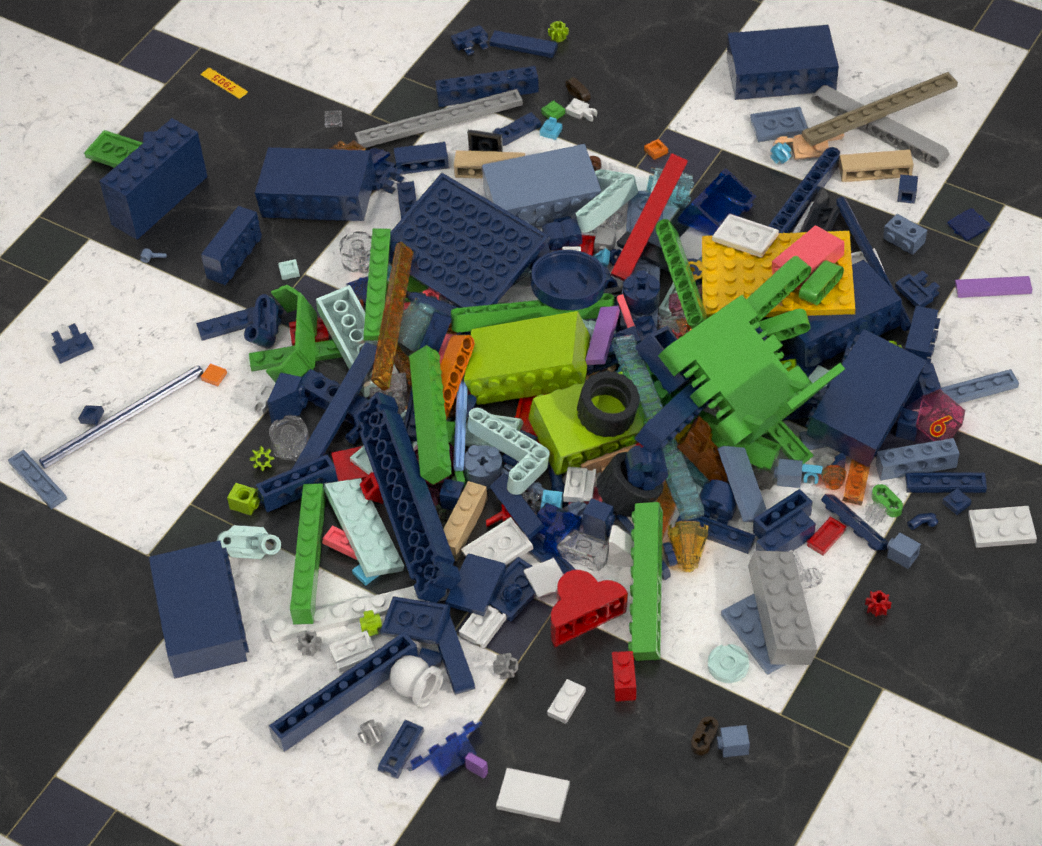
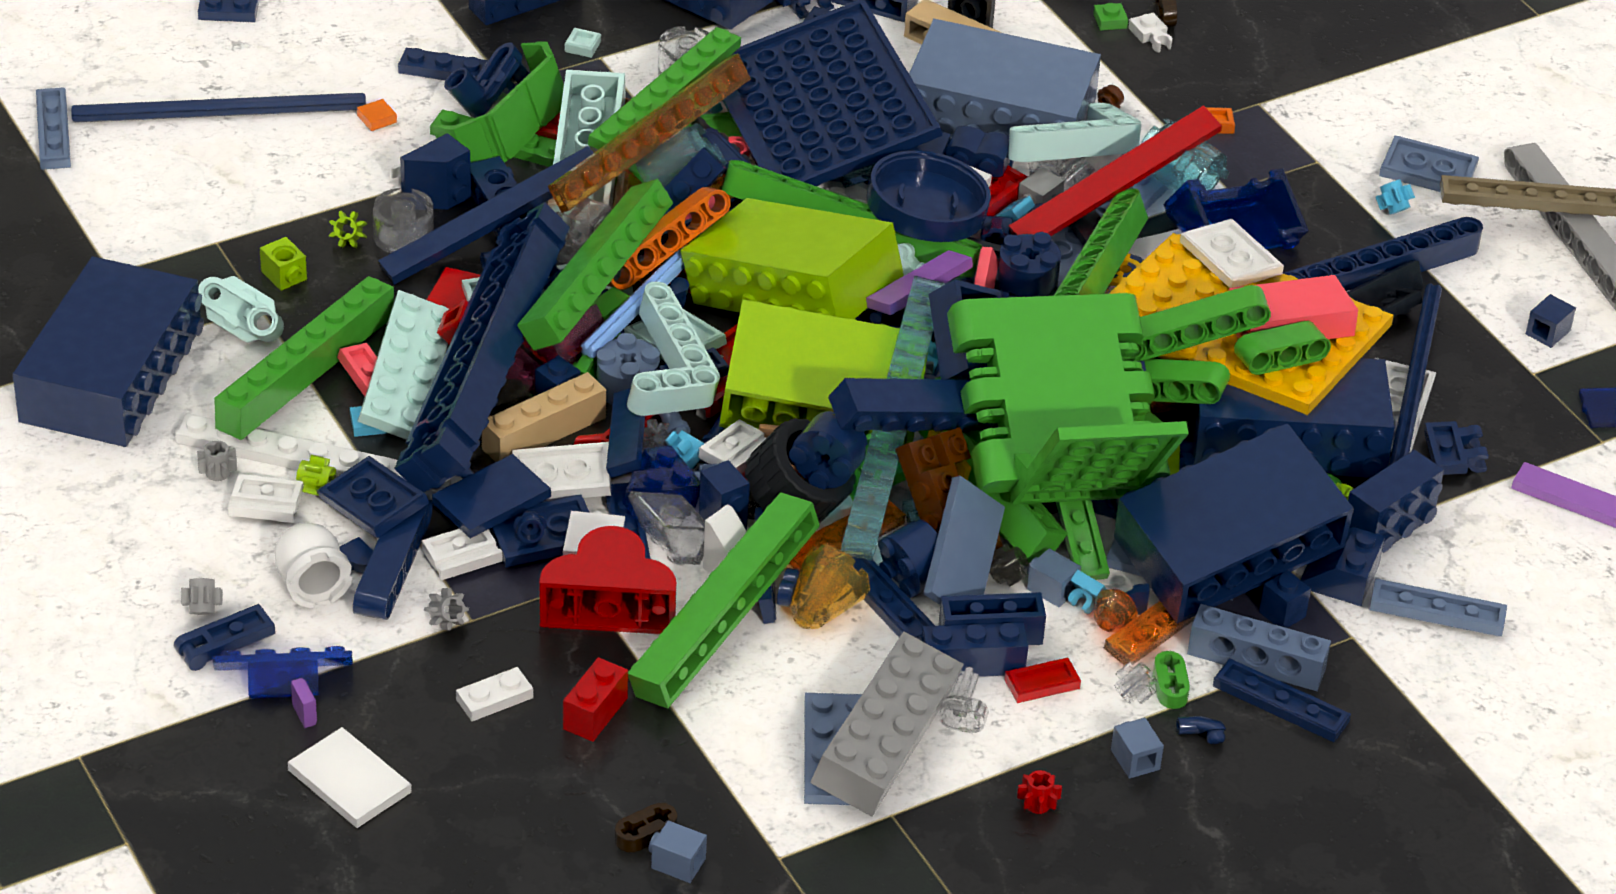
camera: 25 degrees right, 10 degrees down
(91, 414) = (181, 87): dark blue plate -> none
(289, 485) = (338, 271): dark blue brick -> none
(340, 693) = (196, 531): dark blue brick -> none
(518, 128) = (1039, 16): dark blue plate -> none
(551, 128) = (1088, 34): medium azure tile -> none
(605, 423) = (842, 321): black tyre -> none
(728, 663) = (759, 761): light aqua tile -> none
(781, 61) = (1492, 87): dark blue brick -> none
(802, 149) = (1434, 212): light nougat bracket -> none
(851, 519) = (1096, 678): dark blue plate -> none
(875, 165) = (1526, 271): tan brick -> none
(904, 234) = (1495, 372): sand blue brick -> none
(939, 416) = (1336, 606): clear pink slope -> none
(957, 501) = (1276, 730): dark blue plate -> none
(1002, 526) = (1317, 793): white plate -> none

